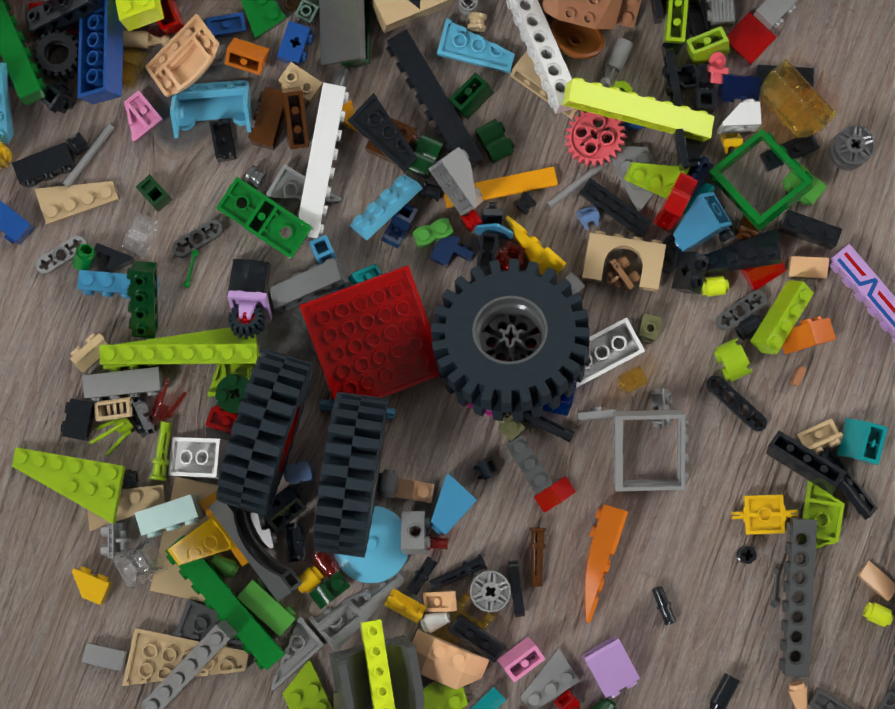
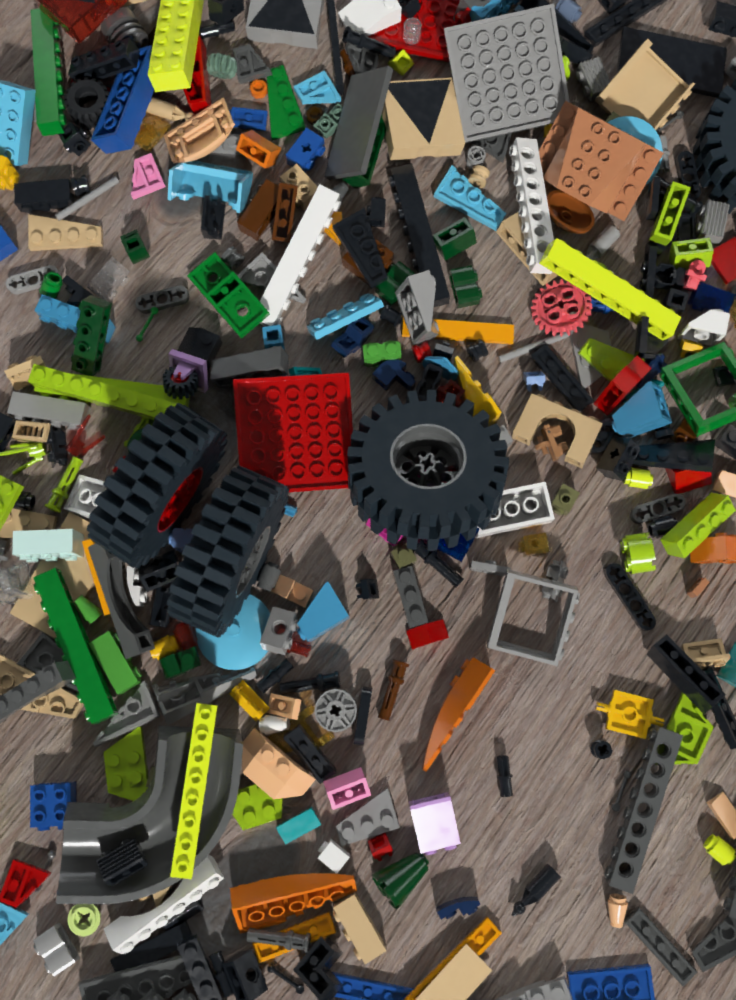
camera: 20 degrees right, 5 degrees down
(202, 542) = (70, 579): yellow wing -> none
(385, 88) = (376, 212): none -> black brick

